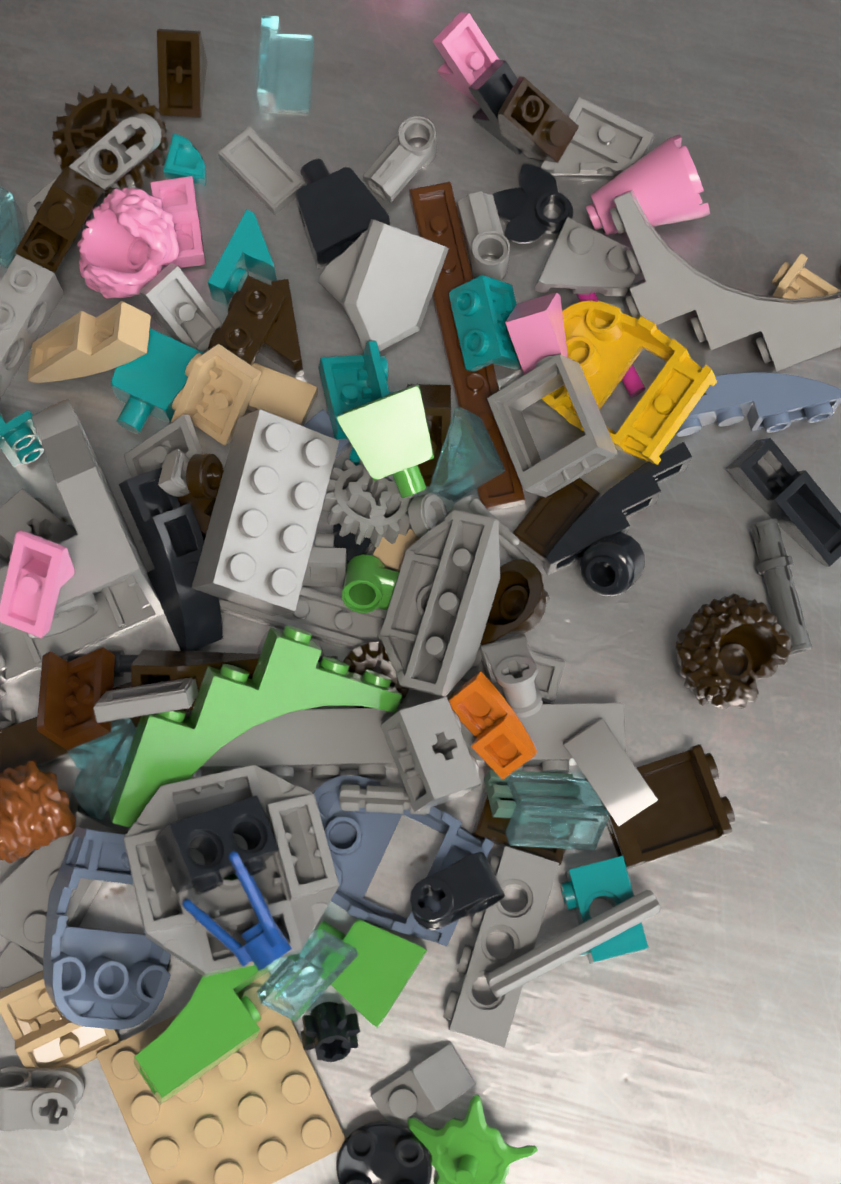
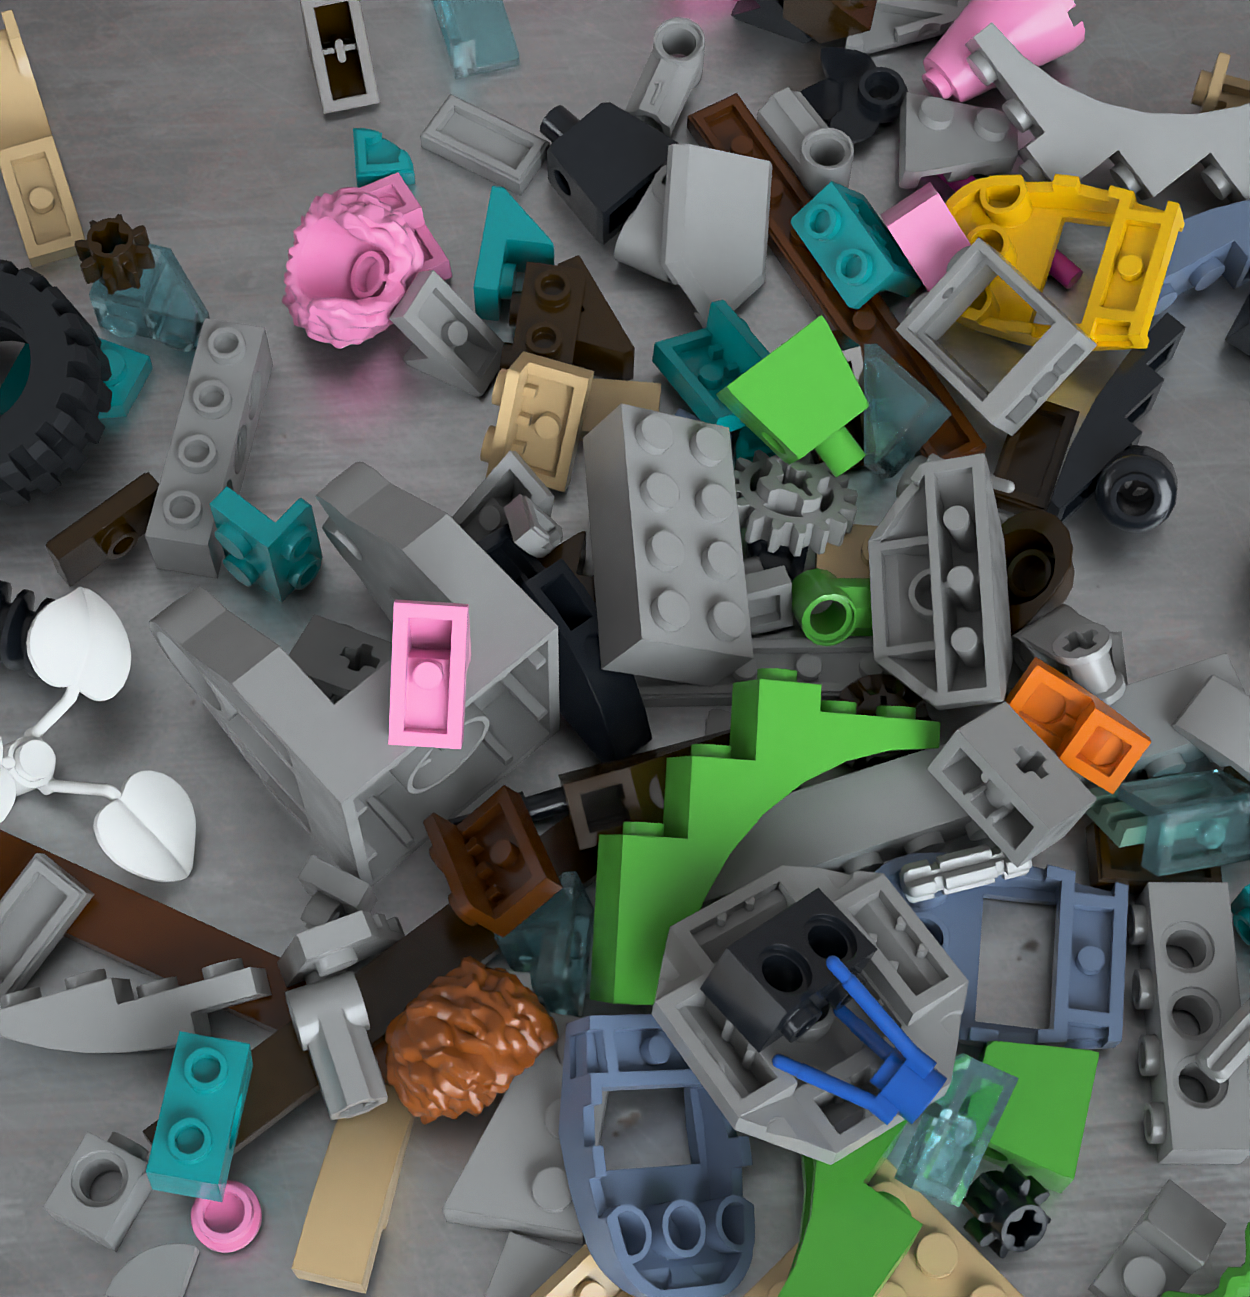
camera: 20 degrees left, 10 degrees down
(59, 219) = (250, 259): dark brown slope -> none
(89, 165) = (267, 187): light grey beam -> none
(90, 344) = (342, 406): tan slope -> none
(96, 118) = (241, 172): dark brown gear -> none
(146, 699) = (604, 821): light grey tile -> none
(152, 381) = (438, 427): teal torso -> none
(204, 476) = (567, 520): dark brown tile -> none
(426, 513) = (871, 494): light grey tile -> none
(461, 889) = (1117, 952): black piece -> none

